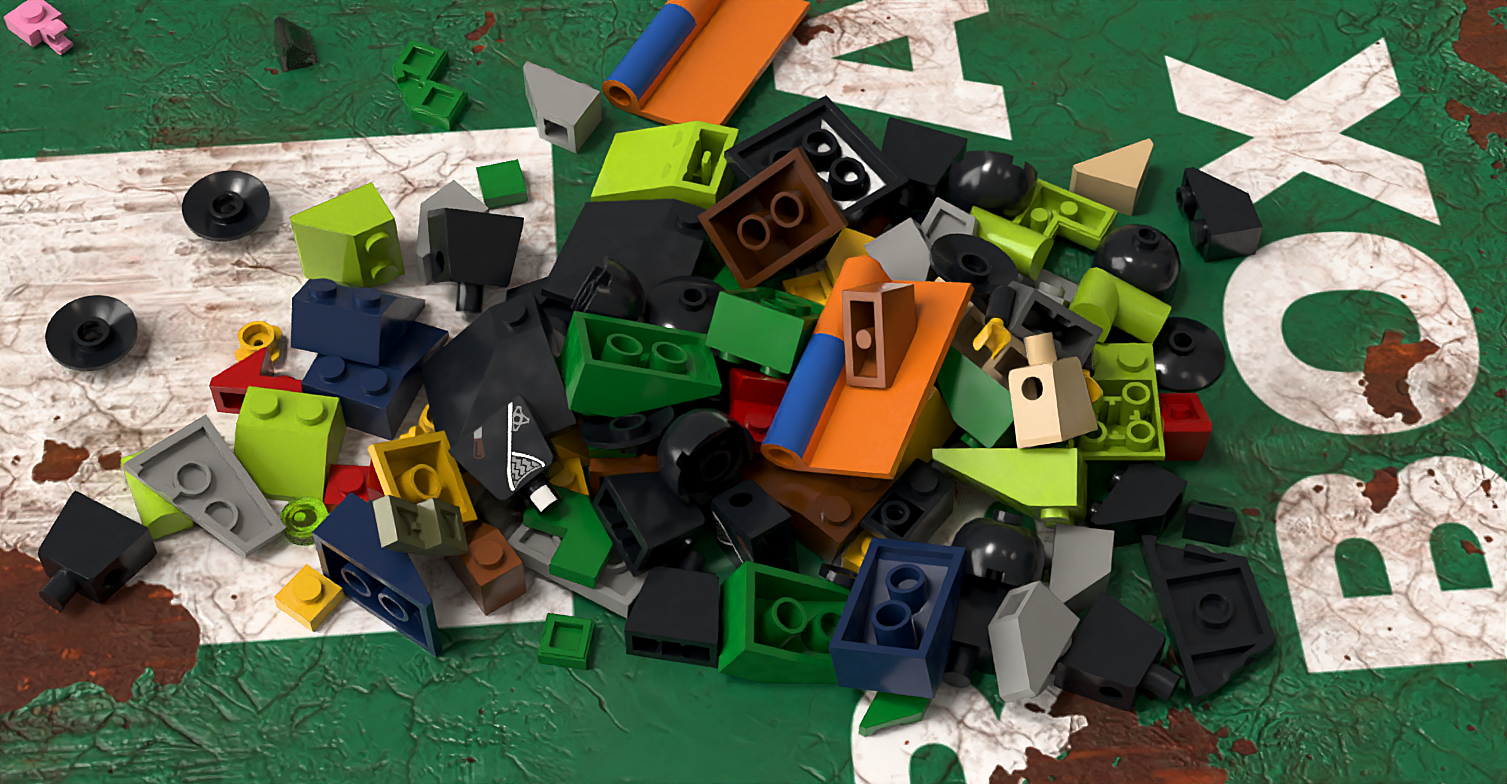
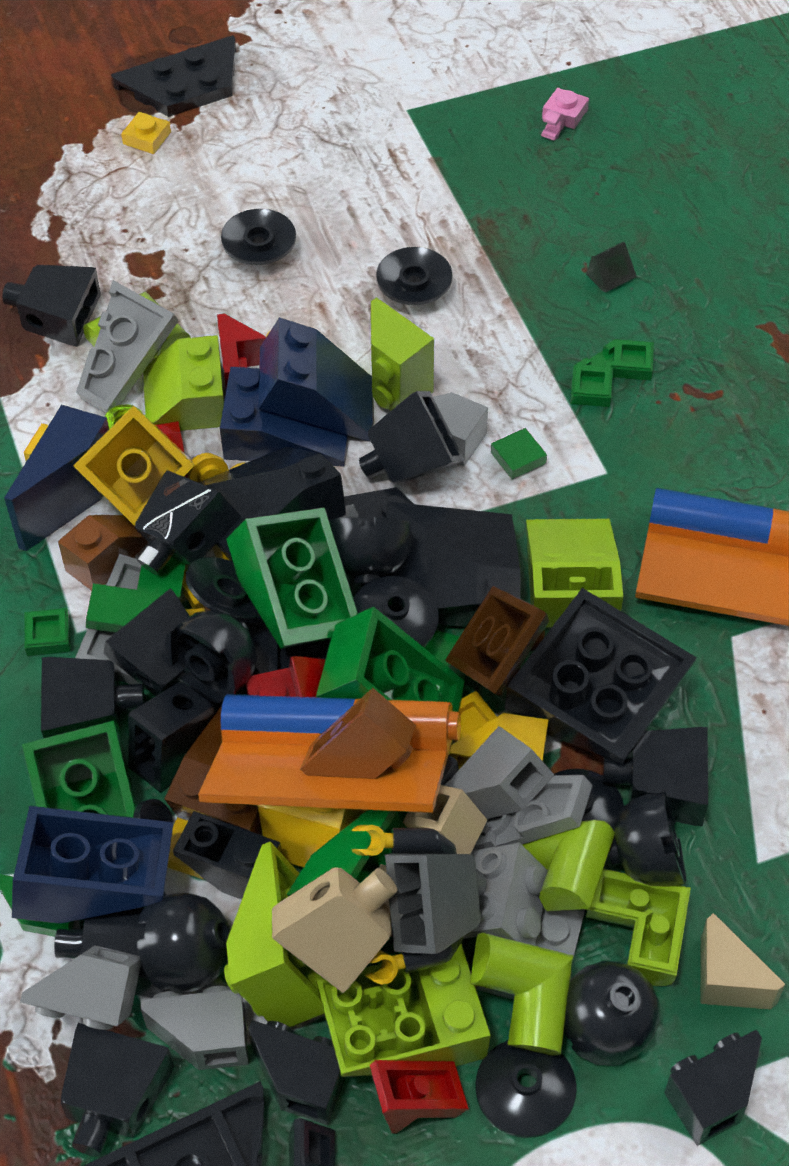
camera: 75 degrees right, 0 degrees up
(420, 528) = (79, 470): olive slope -> none
(561, 107) = (615, 466): light grey slope -> none
(972, 261) = (518, 813): black dish -> none

